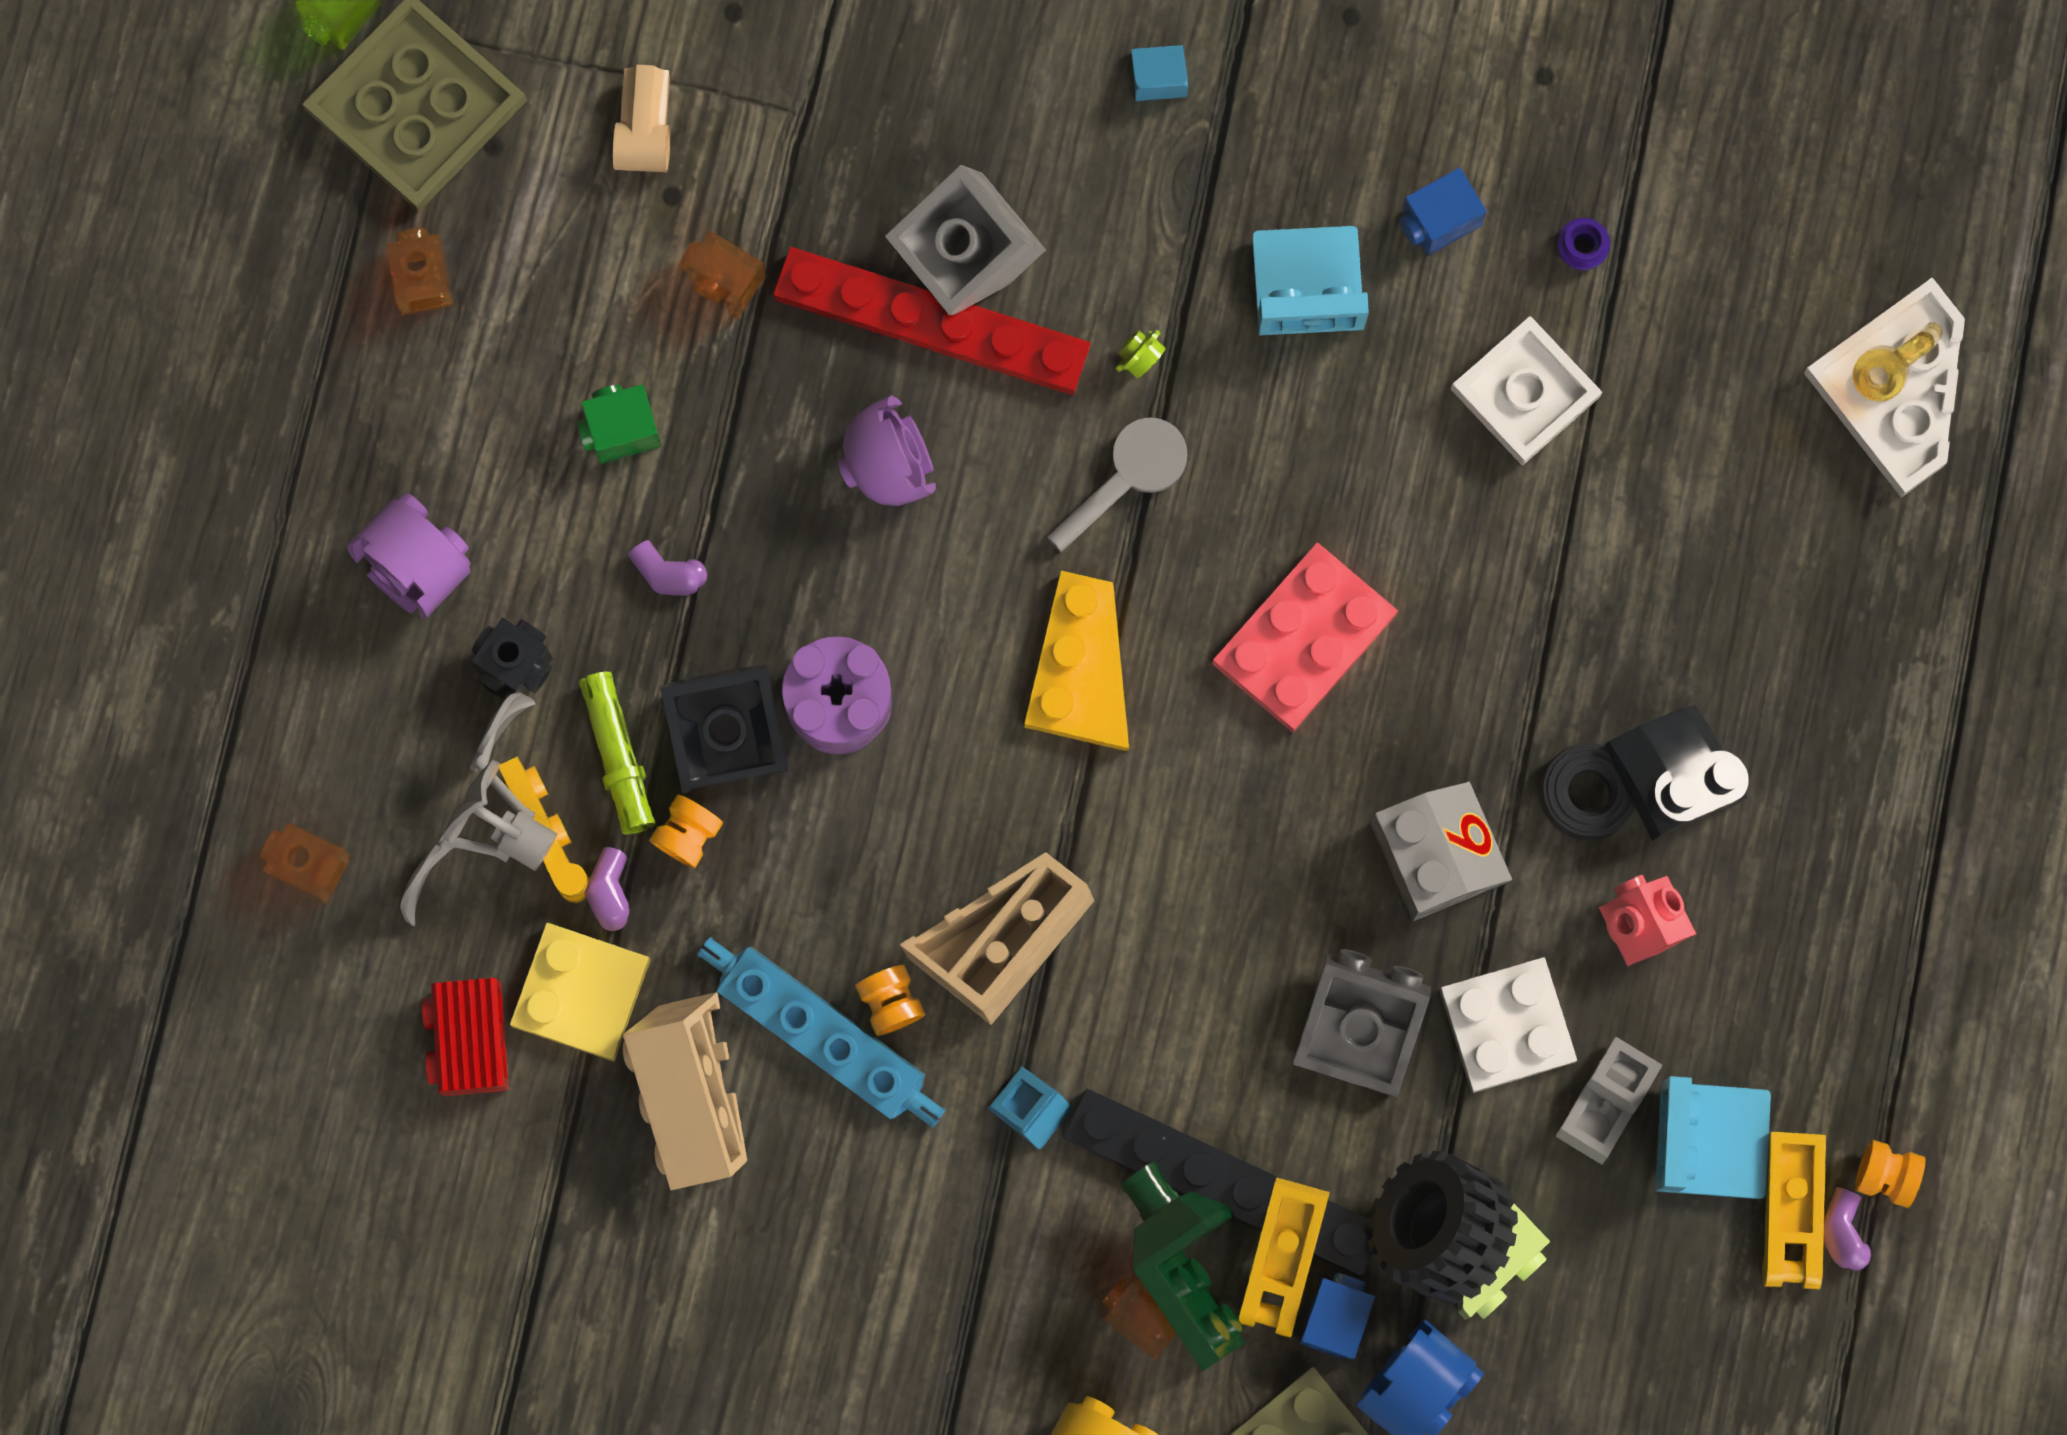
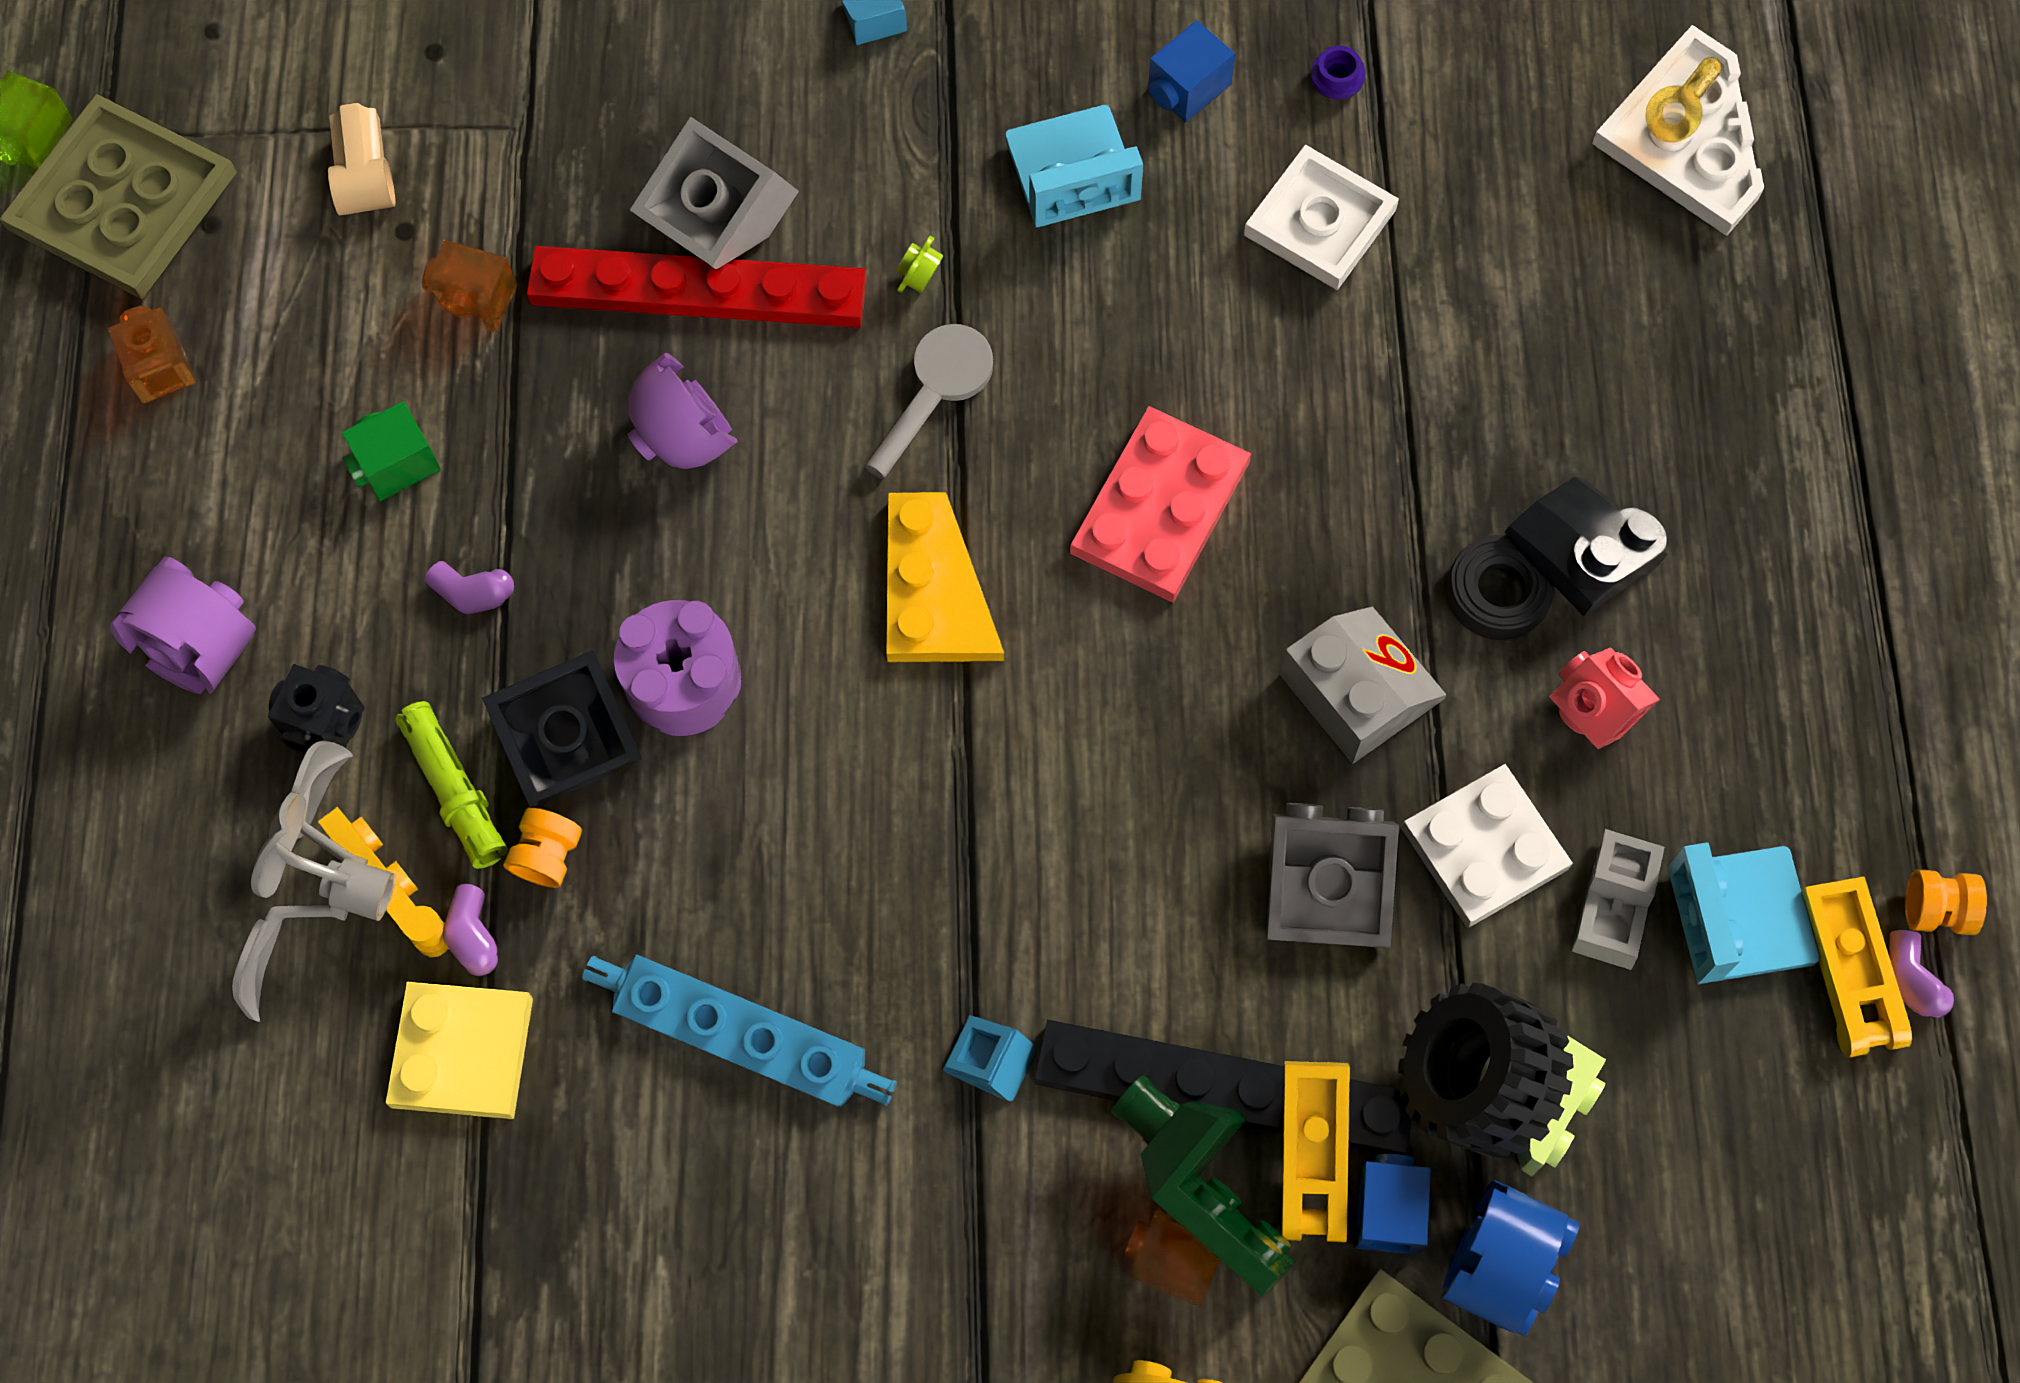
camera: 10 degrees left, 10 degrees down
(320, 873) = (136, 992): clear orange brick -> none
(467, 1036) = (338, 1128): red brick -> none
(685, 1093) = (597, 1130): tan wedge -> none
(884, 989) = (807, 975): light orange wheel -> none
(1003, 936) = (915, 876): tan wedge -> none

